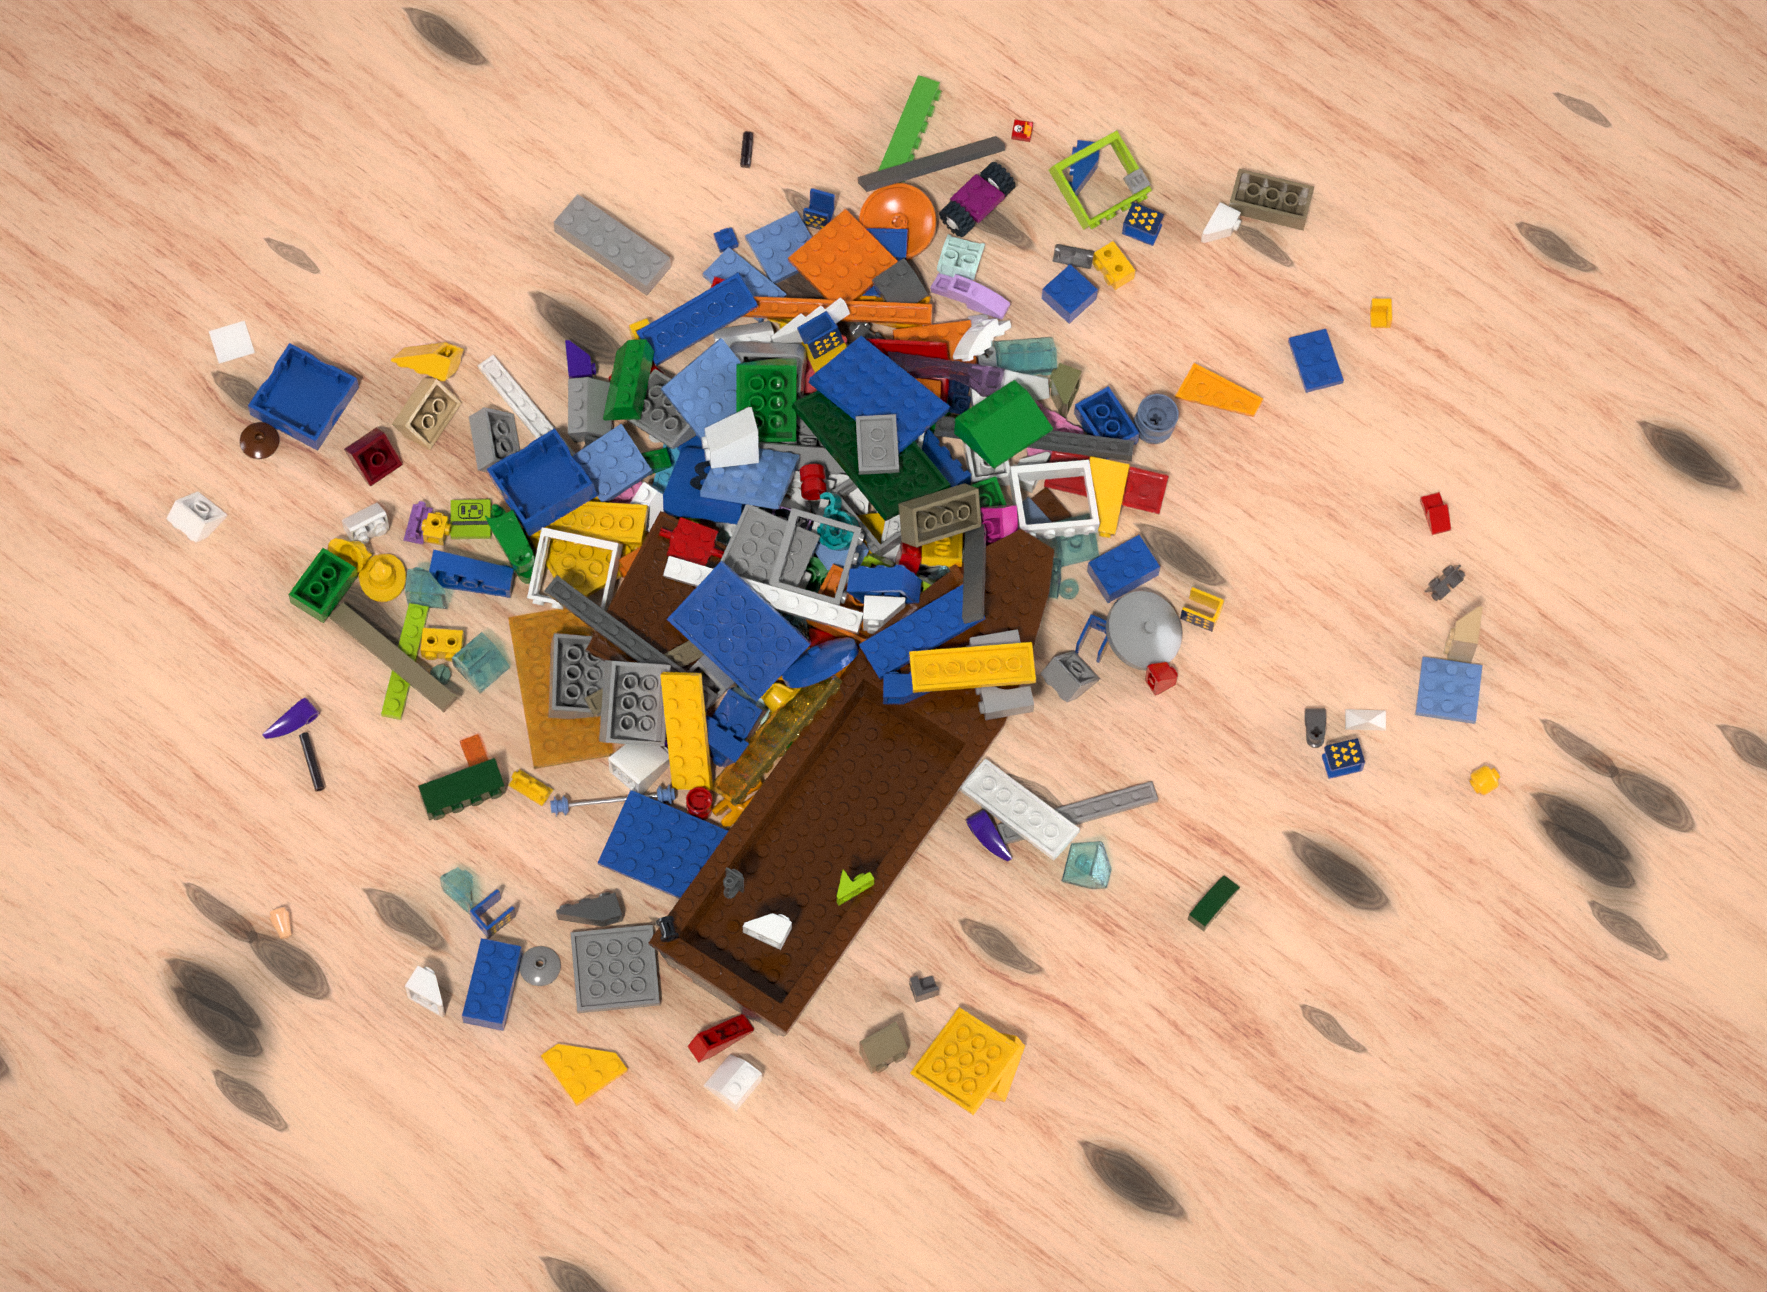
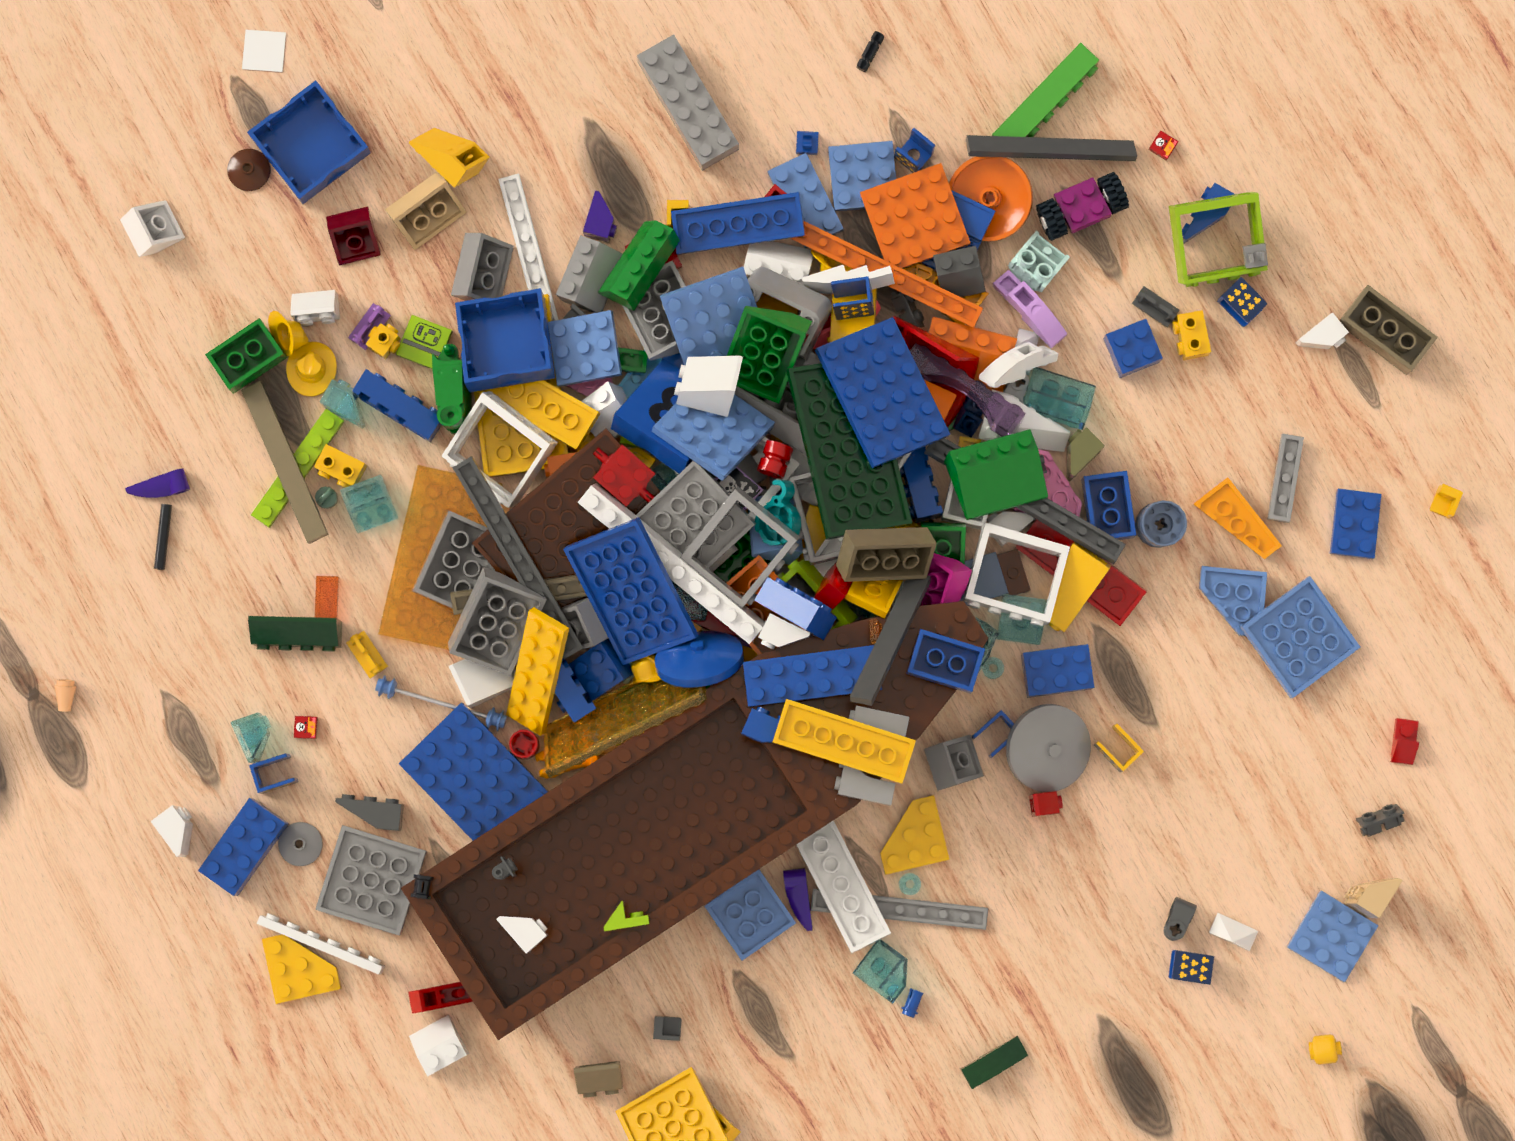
camera: 25 degrees right, 15 degrees up
(503, 867) = (305, 727): none -> red tile
(587, 1038) = (312, 939): none -> white plate
(877, 444) = (852, 453): light grey plate -> none
(953, 866) = (750, 914): none -> medium blue plate
(1027, 575) = (945, 661): none -> blue brick
(1066, 751) = (916, 839): none -> yellow plate
(1074, 793) = (902, 884): none -> clear light blue plate
(1123, 886) = (912, 1003): none -> blue pin
(1241, 346) = (1285, 478): none -> light grey plate
(1245, 454) = (1234, 593): none -> medium blue plate
(1311, 463) = (1300, 637): none -> medium blue plate

